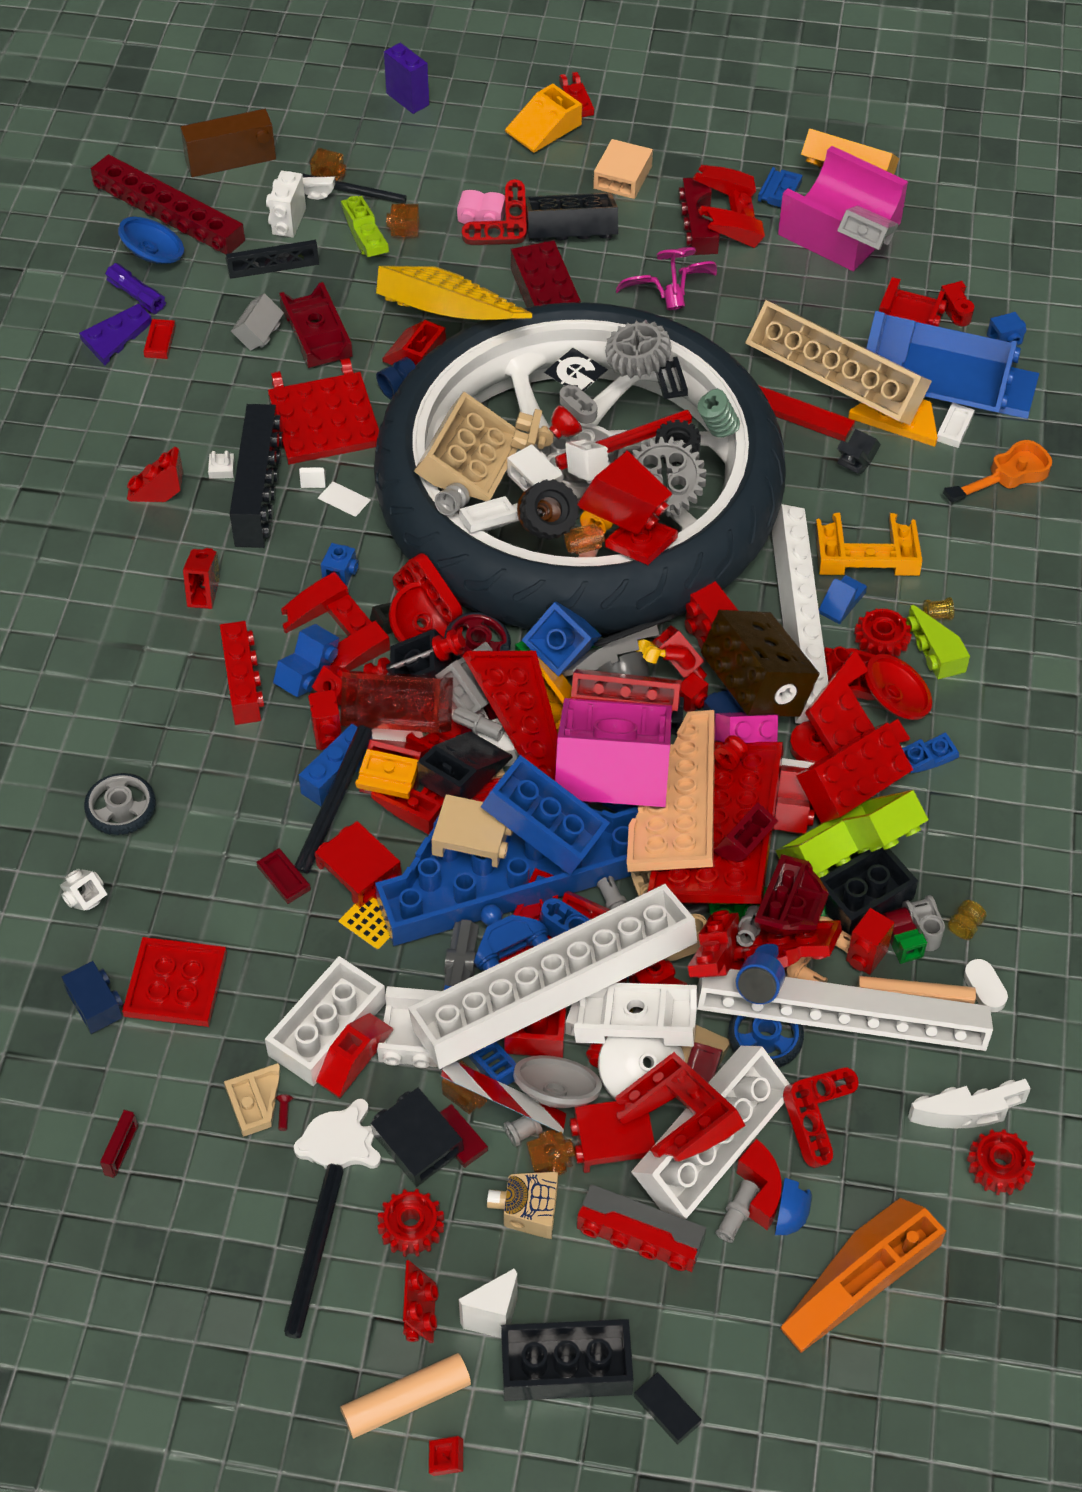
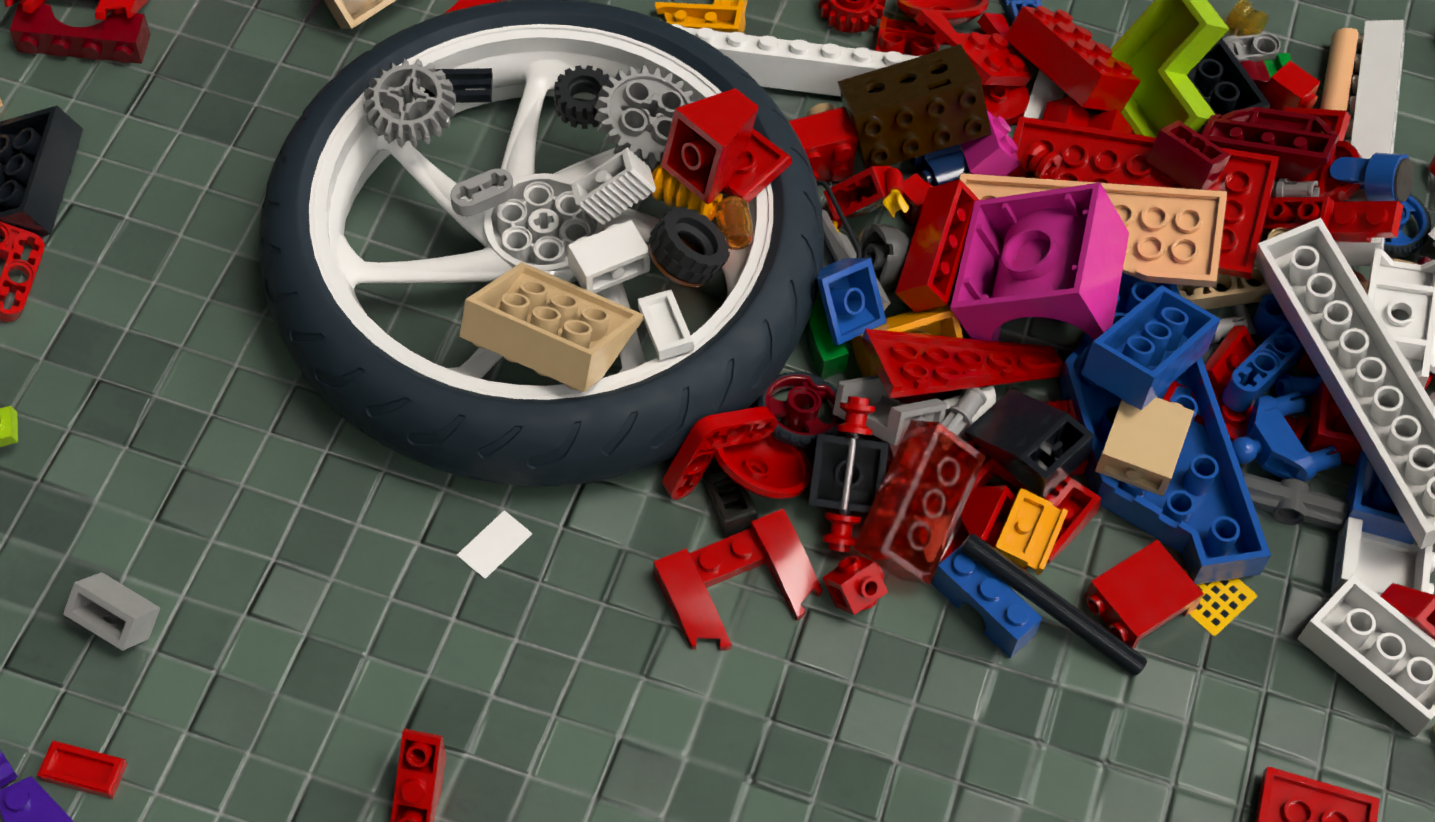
camera: 85 degrees left, 5 degrees up
(199, 567) = (627, 737): red torso -> none
(221, 465) = (392, 700): white tile -> none
(240, 673) = (812, 704): red brick -> none
(256, 476) = (448, 641): black brick -> none
(283, 876) = (1146, 691): dark red tile -> none
(313, 477) = (446, 576): white slope -> none
(313, 651) = (824, 627): blue brick -> none
(319, 341) = (178, 528): dark red piece -> none
(324, 415) = (325, 549): red plate -> none
(324, 718) = (924, 599): red brick -> none
(340, 560) = (631, 557): blue brick -> none
(391, 377) = (290, 435): dark blue wheel -> none
(416, 342) = (233, 405): red slope -> none
(444, 293) = (148, 354): yellow wedge -> none
(452, 499) = (638, 356): light grey wheel -> none
(540, 436) = (533, 248): tan hips -> none
(542, 275) = (156, 229): dark red brick -> none
(564, 423) = (522, 209): red brick -> none
(576, 370) = (392, 197): sticker -> none
(631, 436) = (559, 151): red axle -> none
(674, 292) = (227, 85): dark pink plant -> none
(718, 413) = (562, 36): sand green piece -> none
(841, 598) = (785, 24): blue slope -> none
(987, 984) = (1319, 26): white tile -> none

